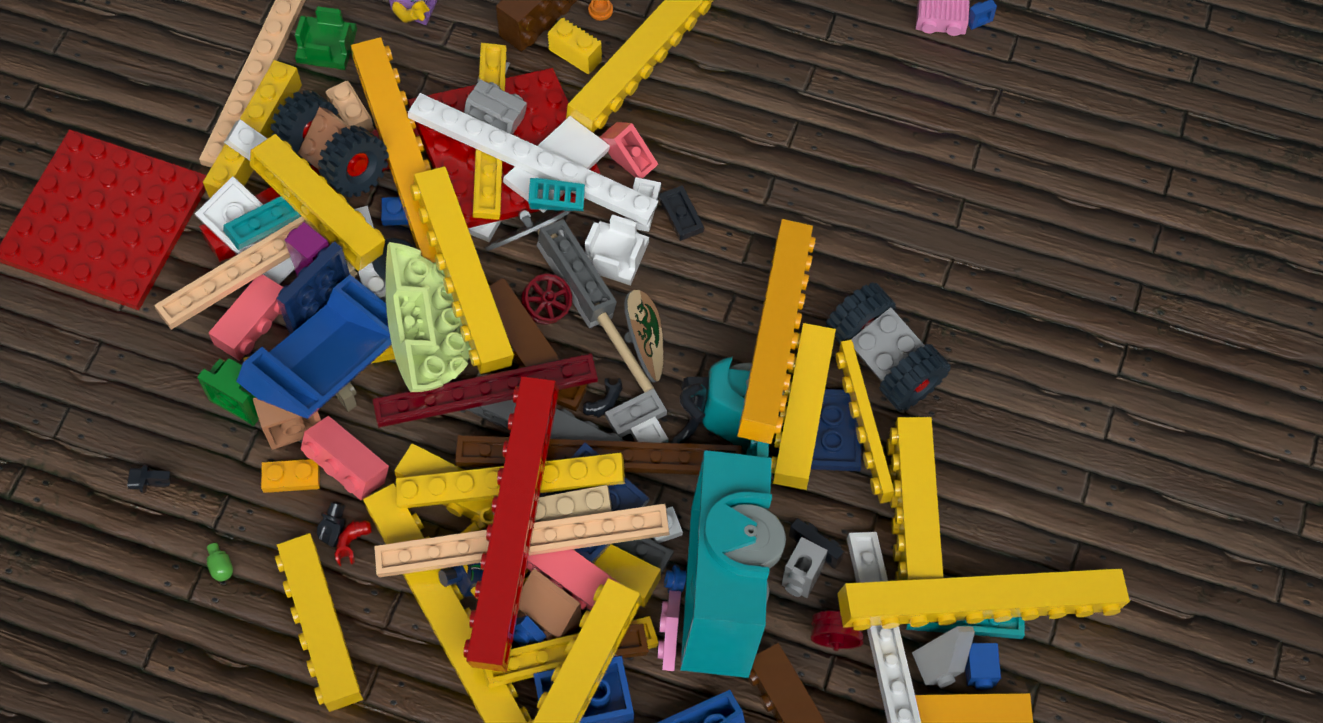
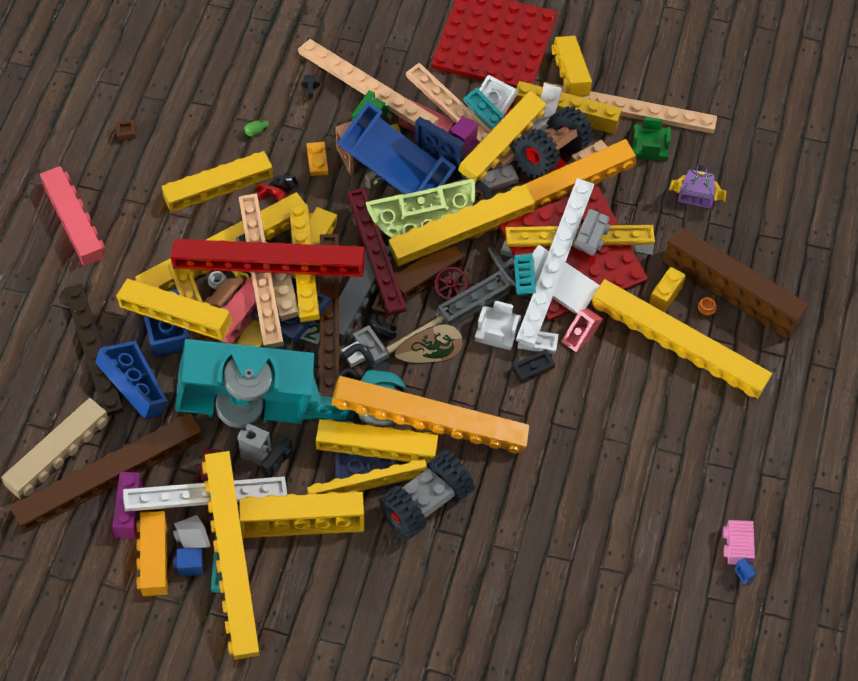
camera: 85 degrees right, 5 degrees down
(166, 394) = (363, 82): none -> light nougat plate
(182, 116) = (571, 65): none -> yellow brick
(344, 458) = (326, 181): coral brick -> none
(527, 632) = (208, 287): blue plate -> none

